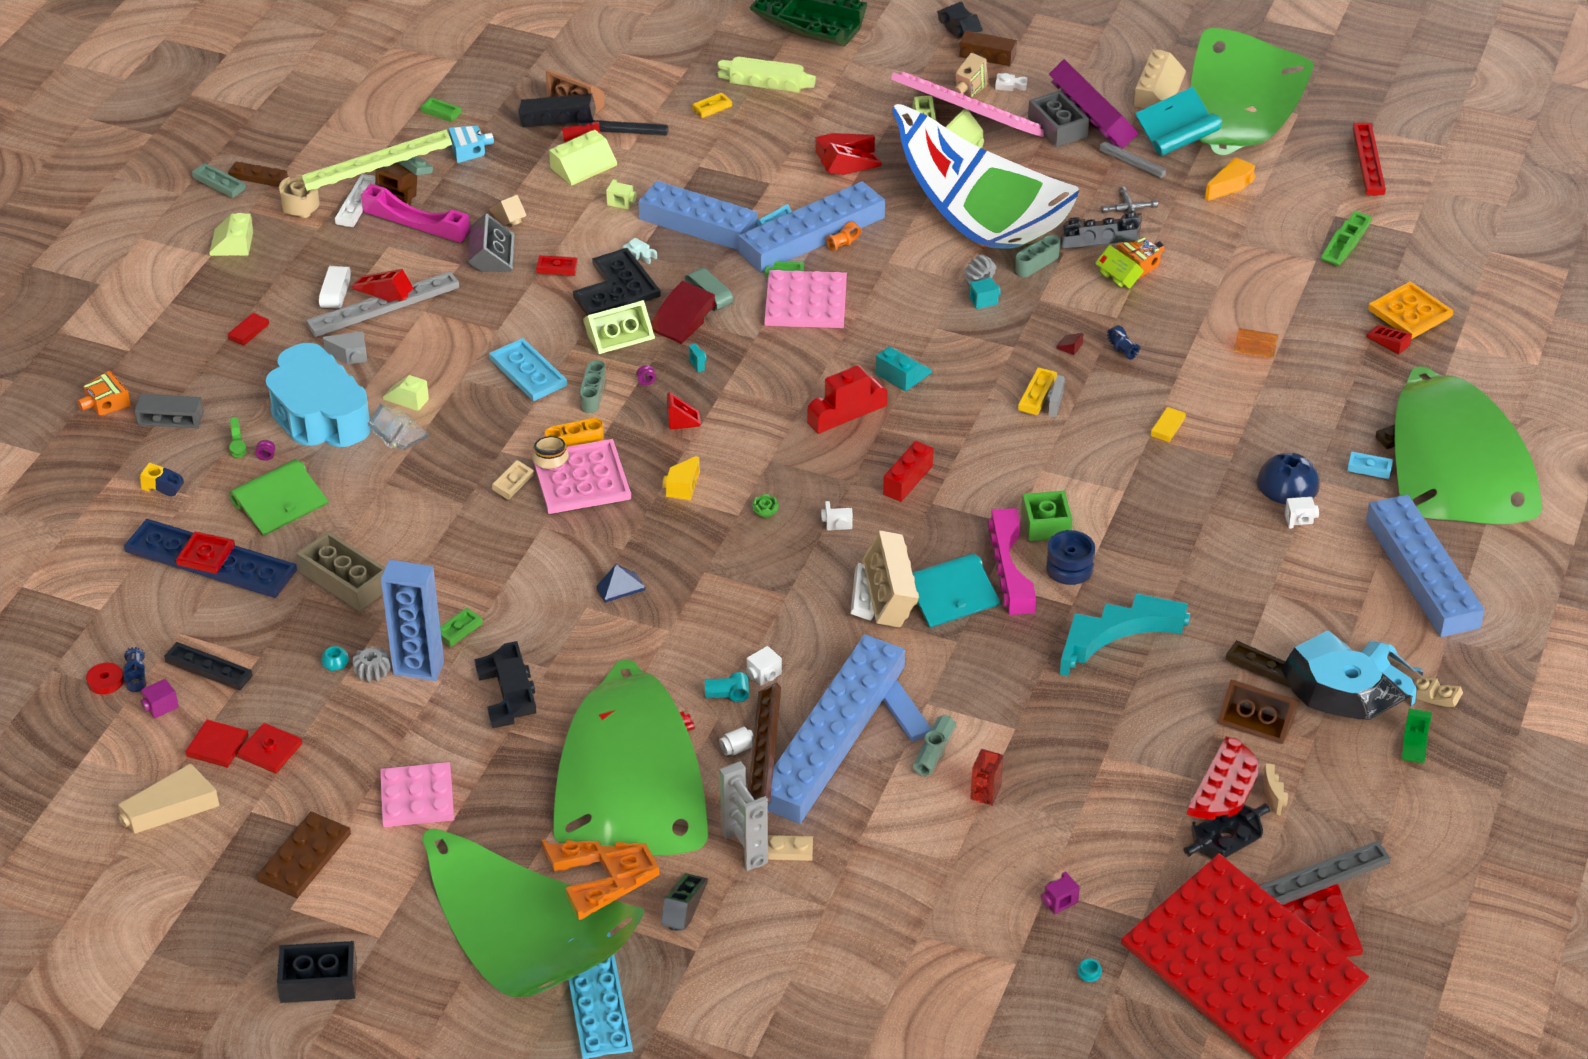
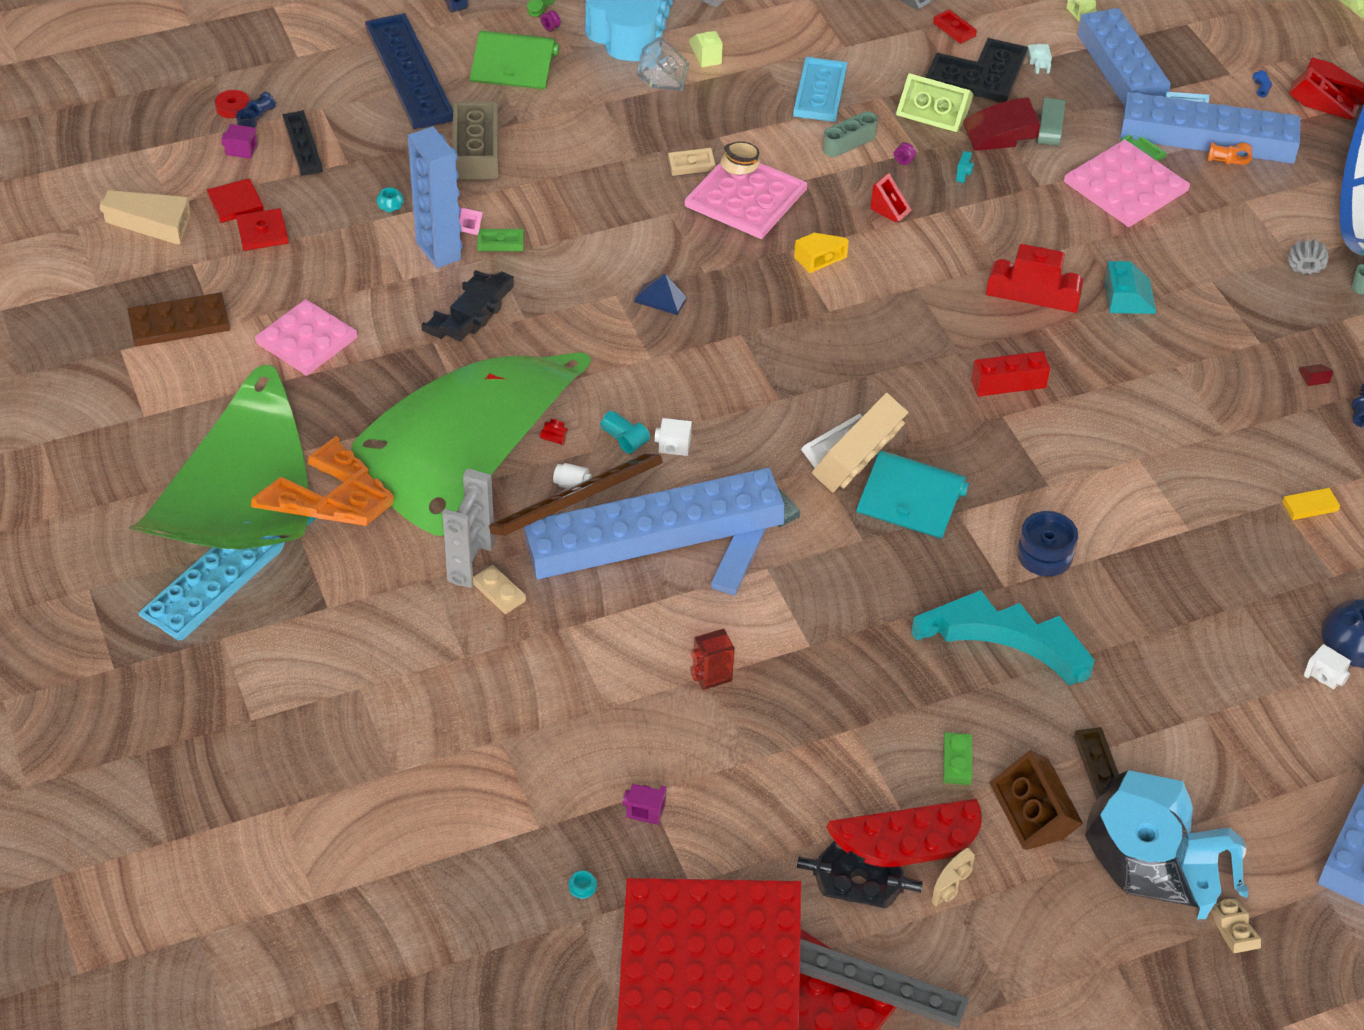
camera: 45 degrees right, 5 degrees up
(205, 552) = (405, 62): red tile -> none
(317, 972) = (61, 402): black brick -> none
(371, 664) = (400, 221): light grey gear -> none
(578, 432) = (785, 159): light orange beam -> none
(683, 901) = (362, 561): black slope -> none
(765, 506) = (856, 317): bright green plate -> none
(803, 175) = (1266, 84): none -> blue arm
(837, 518) = (897, 368): white bracket -> none
(934, 745) = (716, 603): sand green piece -> none
(984, 293) = (1291, 279): teal brick -> none
(1018, 590) = (1025, 482): dark pink arch -> none
(1037, 391) = (1224, 391): yellow plate -> none
(1045, 514) = (1076, 493): bright green brick -> none
(1055, 396) = (1233, 406): light grey plate -> none
(1183, 723) = (957, 758): none -> bright green plate
(1416, 735) = (1154, 947): green bracket -> none

